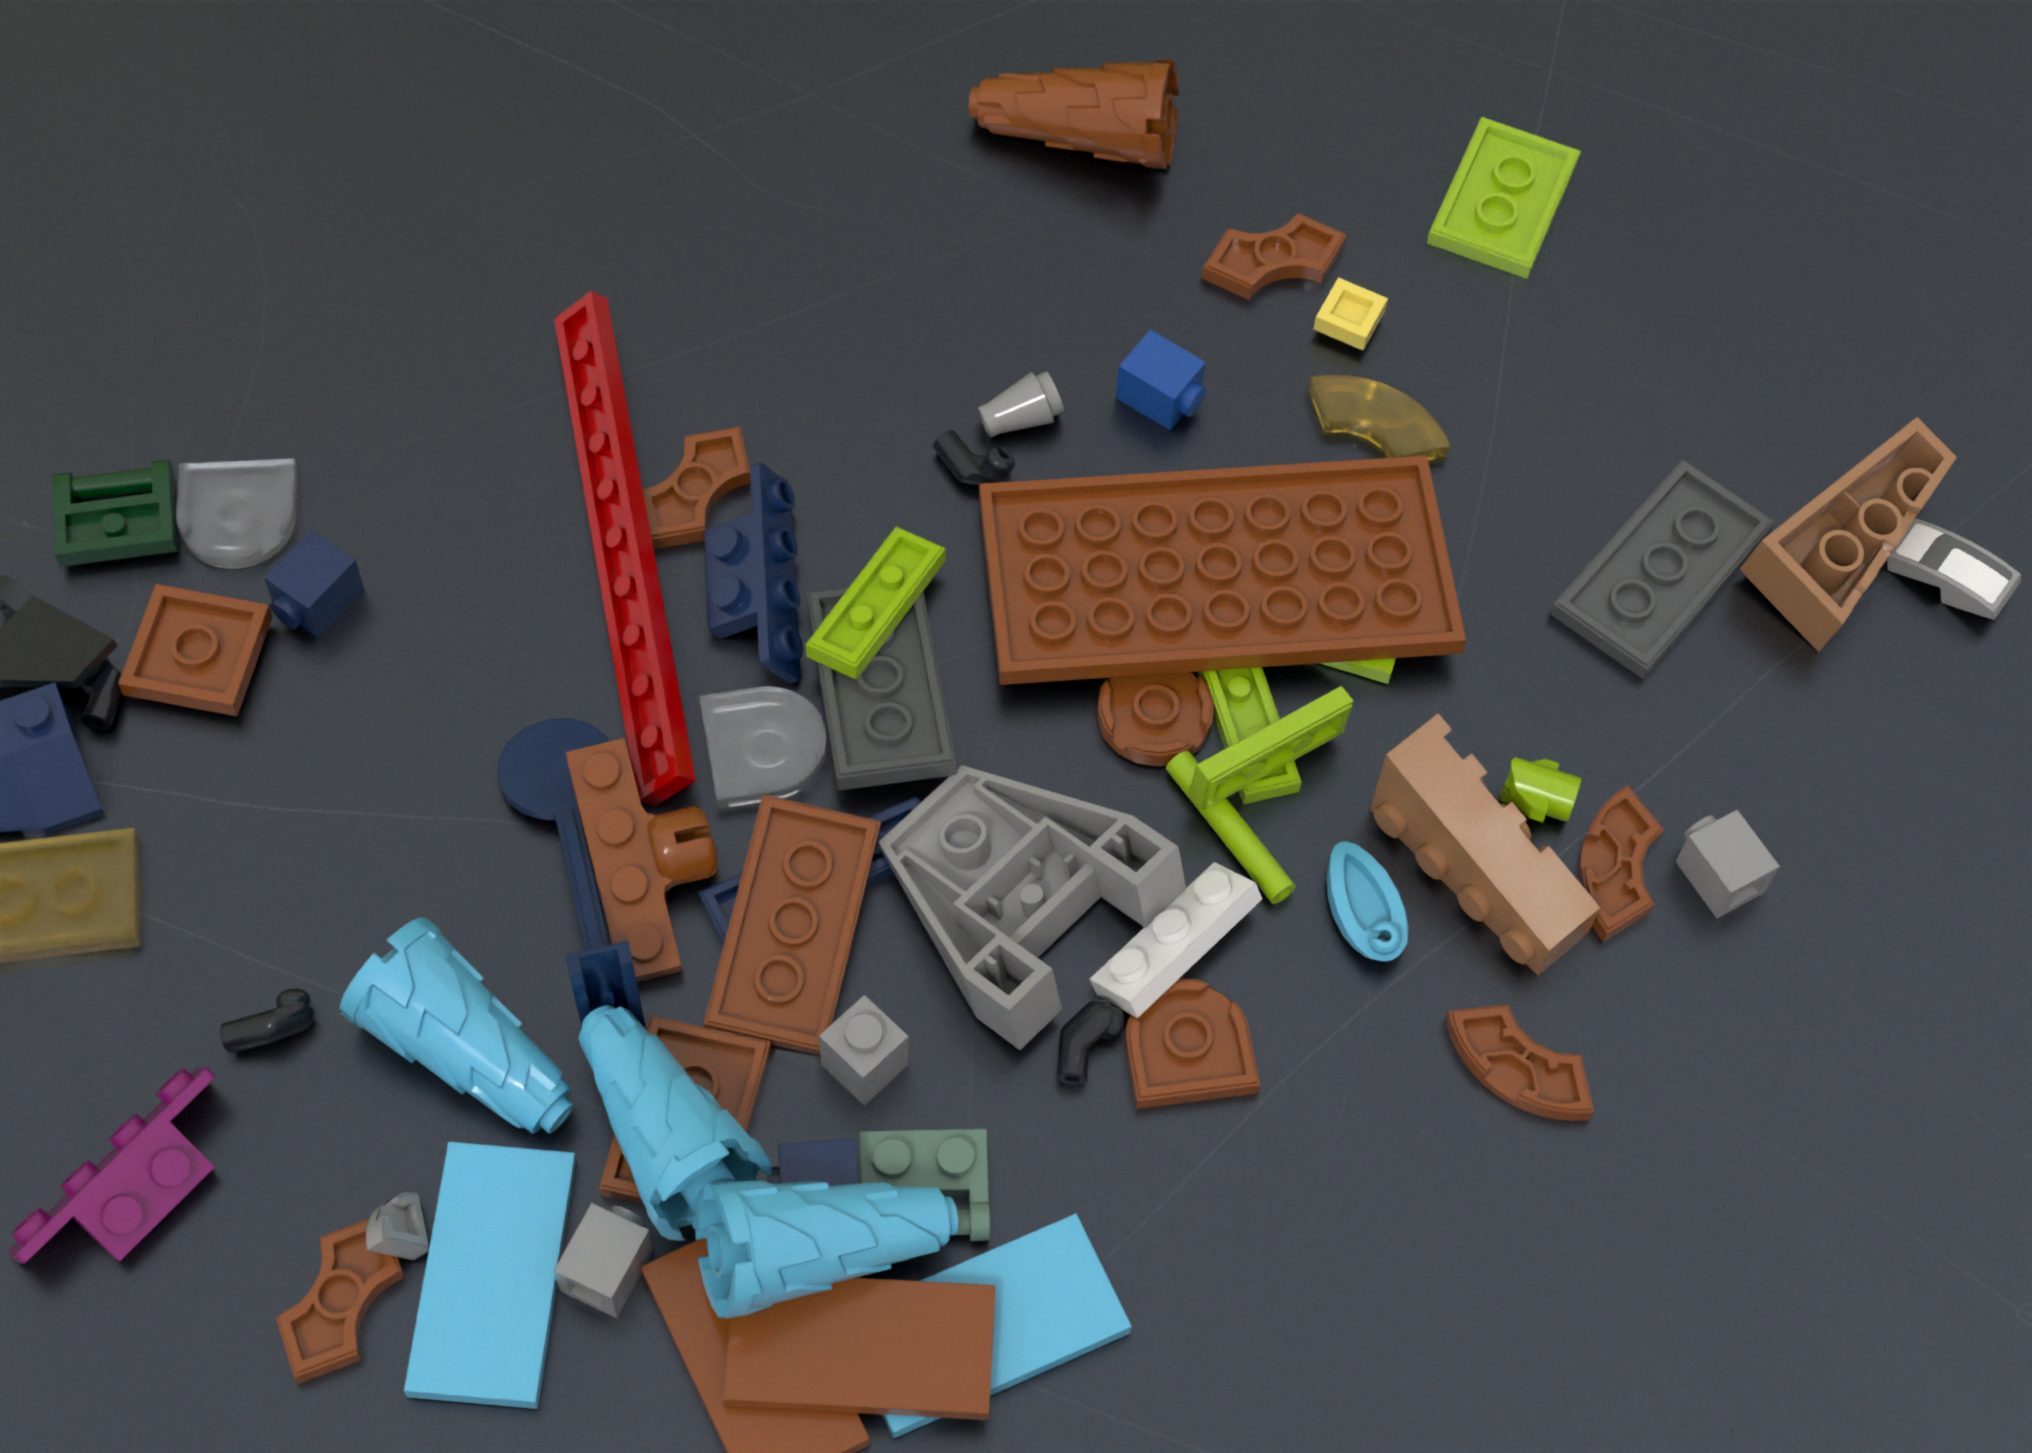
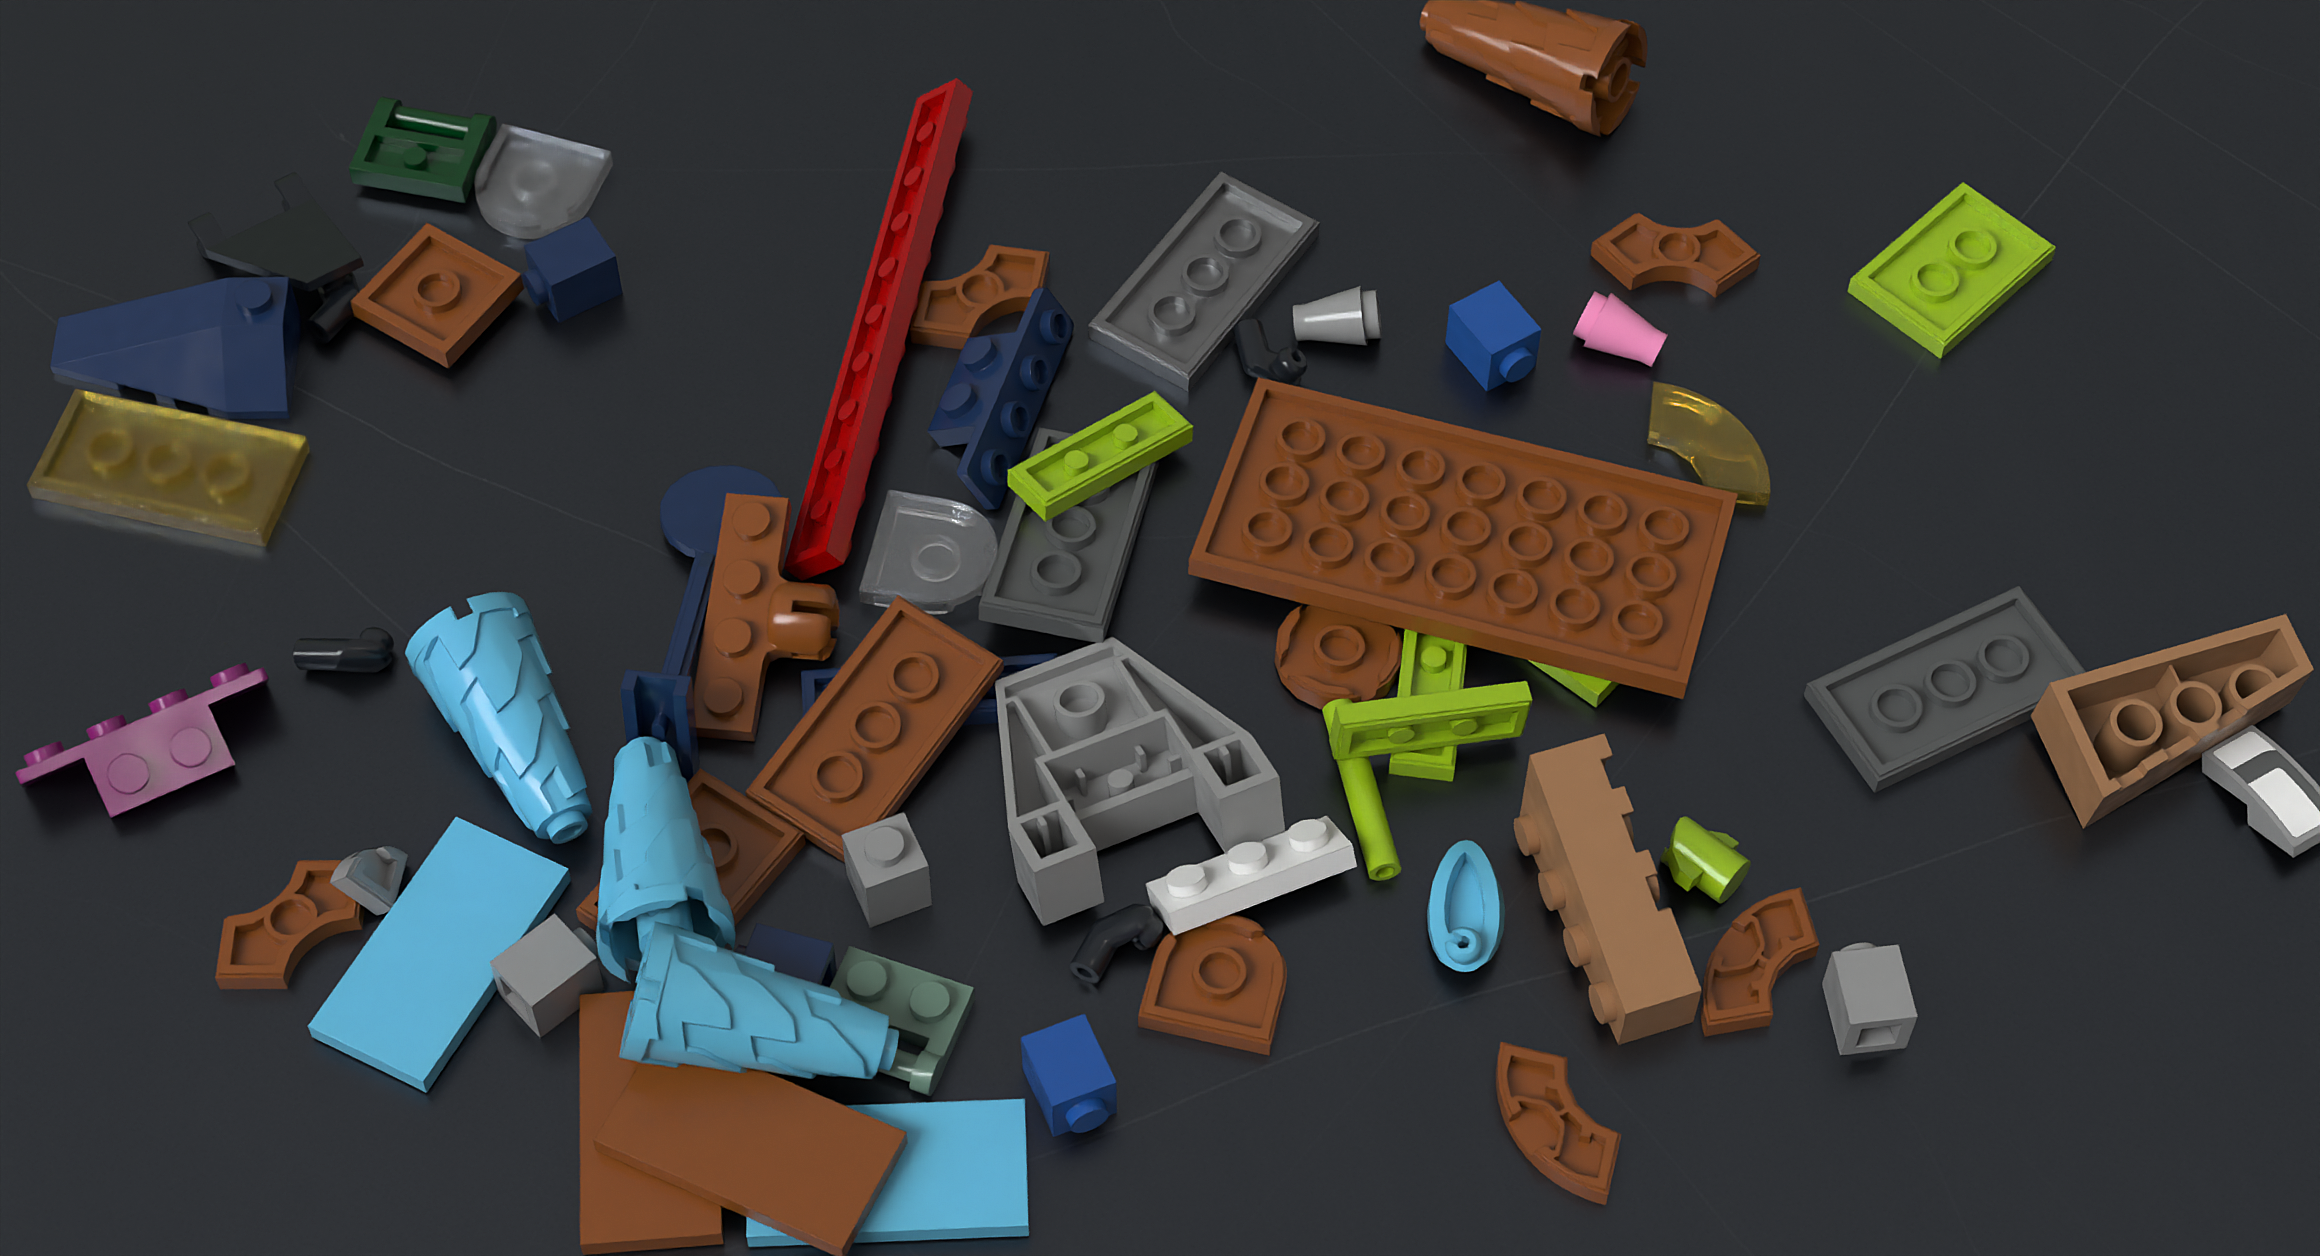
camera: 25 degrees right, 5 degrees down
(885, 409) = (1203, 281): none -> flat silver tile
(1107, 1179) = (1069, 1076): none -> blue brick
(1260, 340) = (1618, 330): none -> bright pink cone
(1350, 313) = (1726, 333): light yellow plate -> none

